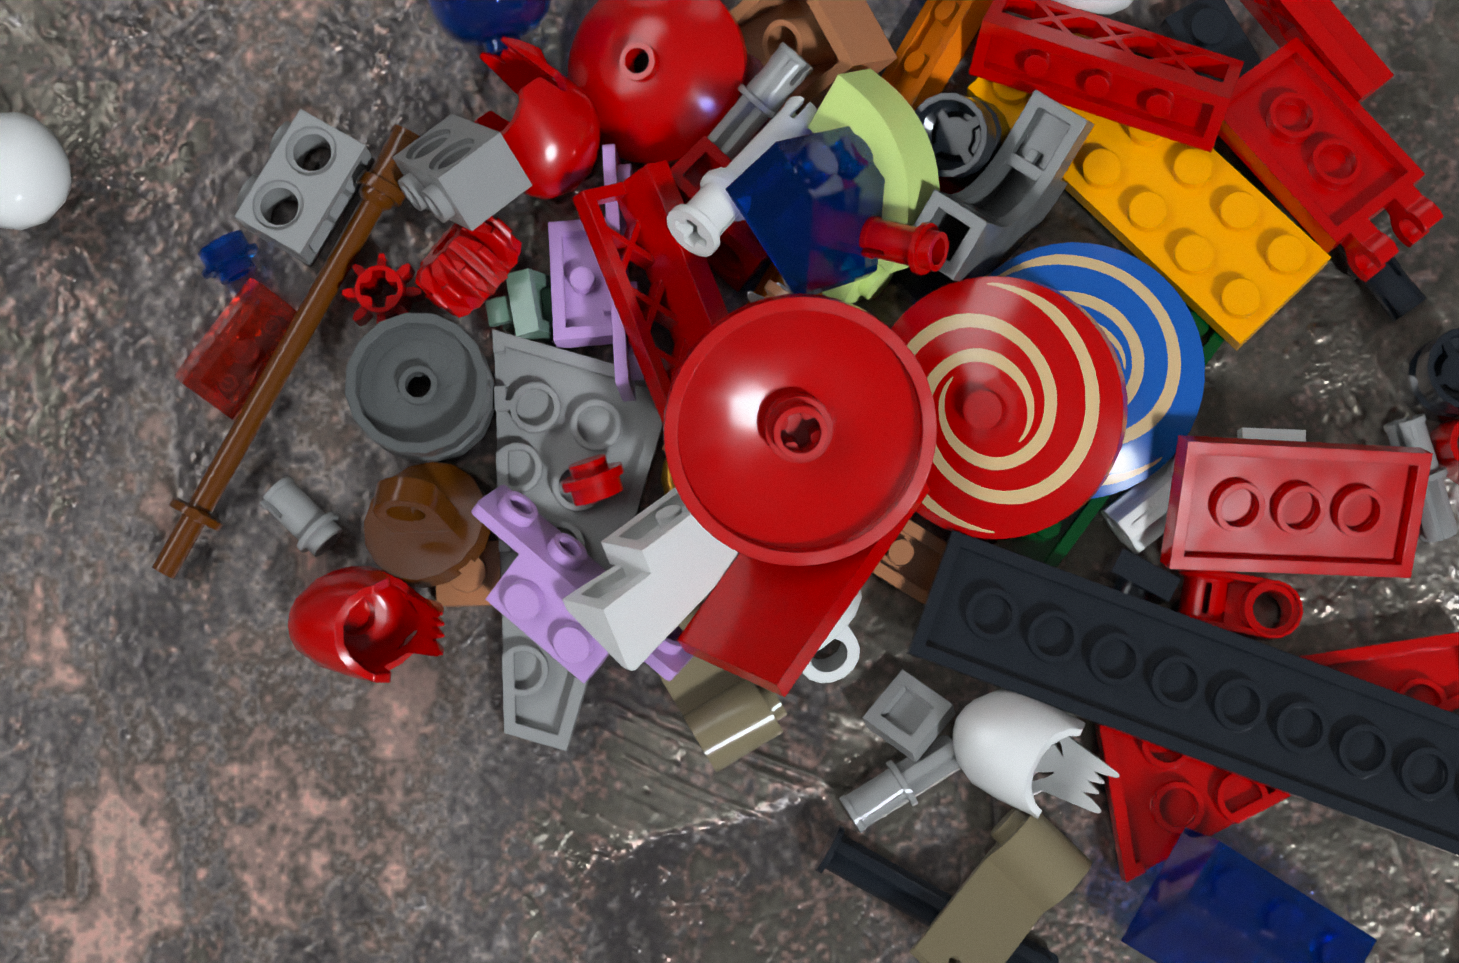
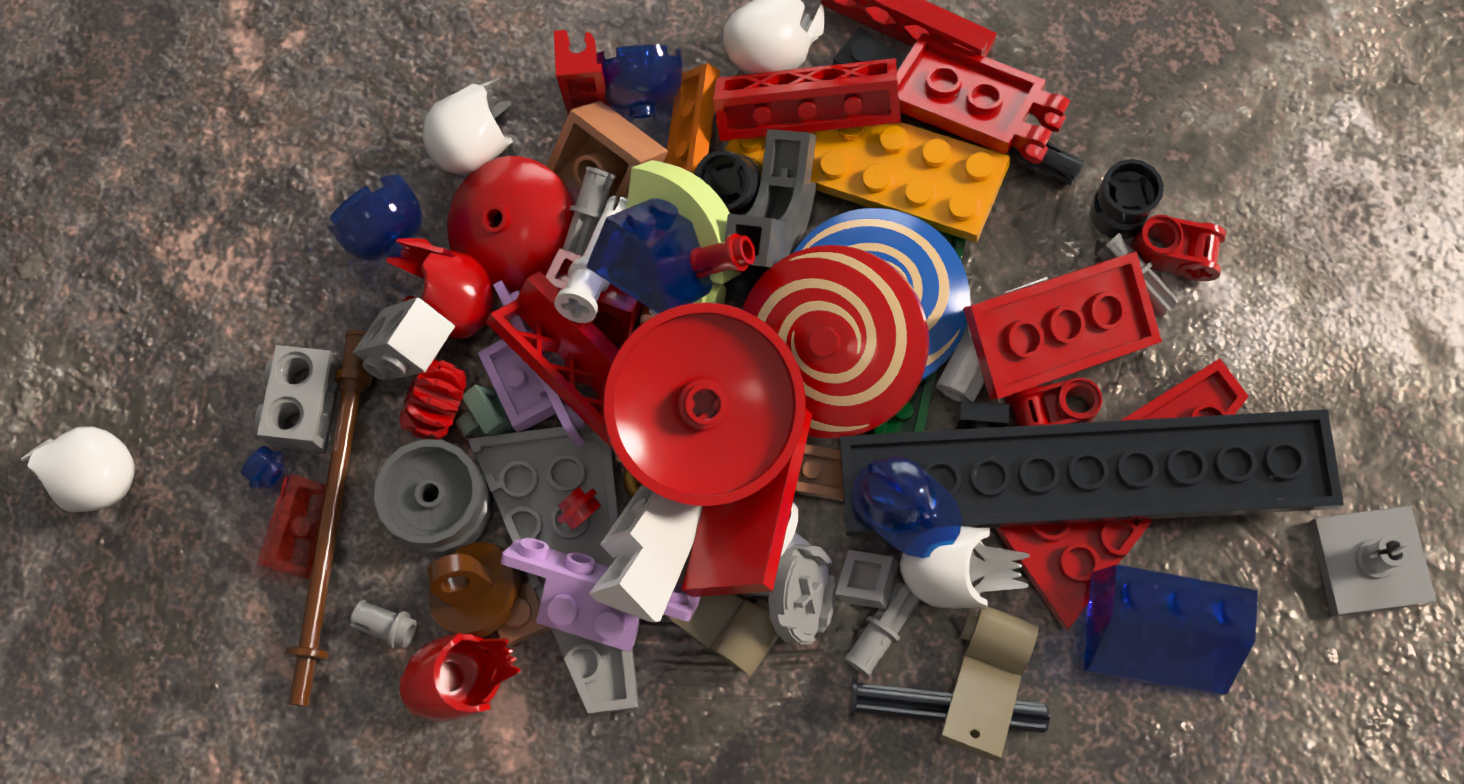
camera: 15 degrees left, 10 degrees down
(371, 282) = (370, 445): red gear -> none
(822, 704) = (801, 594): none -> light grey tile
(995, 655) = (906, 506): none -> clear blue piece

